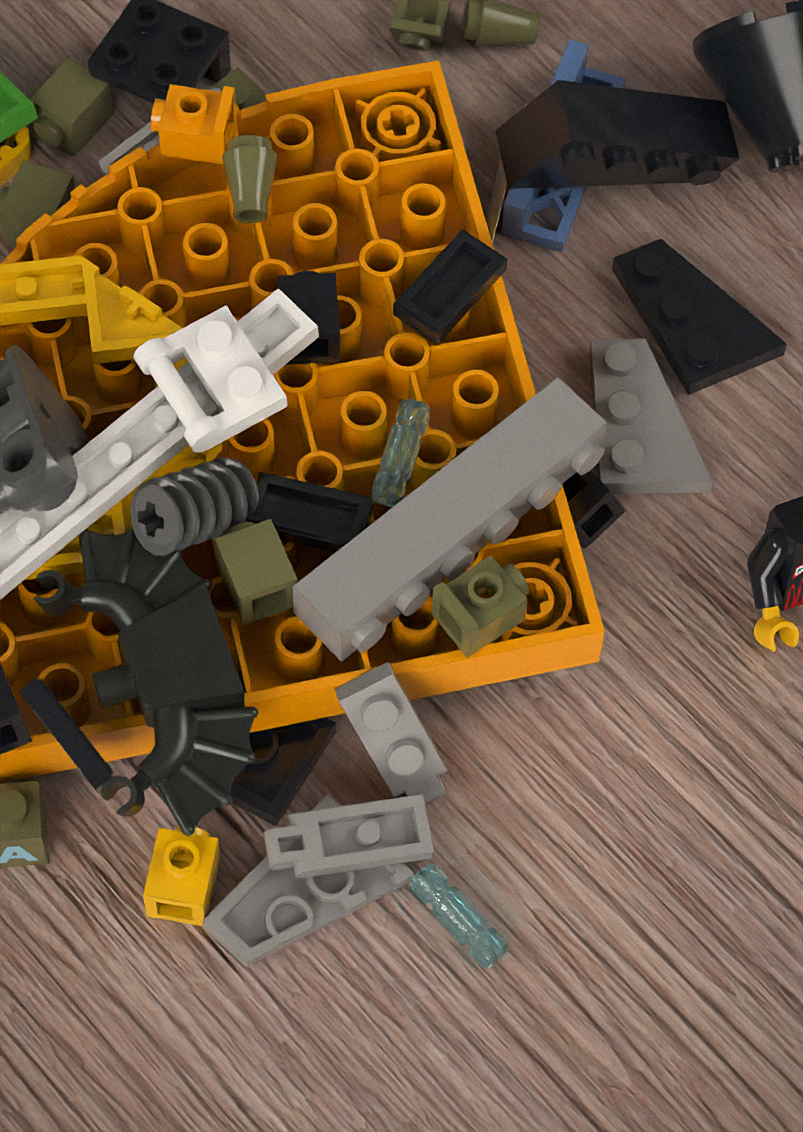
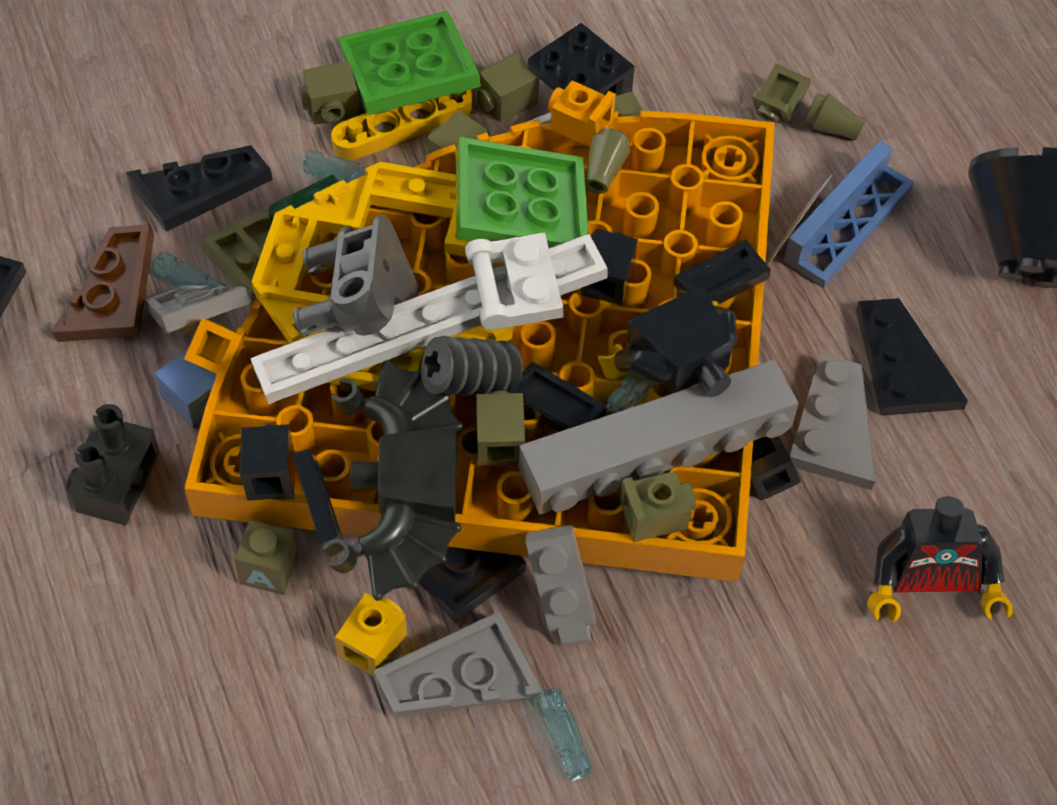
camera: 20 degrees right, 5 degrees down
(163, 260) = (518, 193): none -> bright green plate
(351, 837) = (503, 647): light grey hinge -> none
(438, 396) = (678, 345): none -> black torso
(615, 137) = (888, 215): black wedge -> none

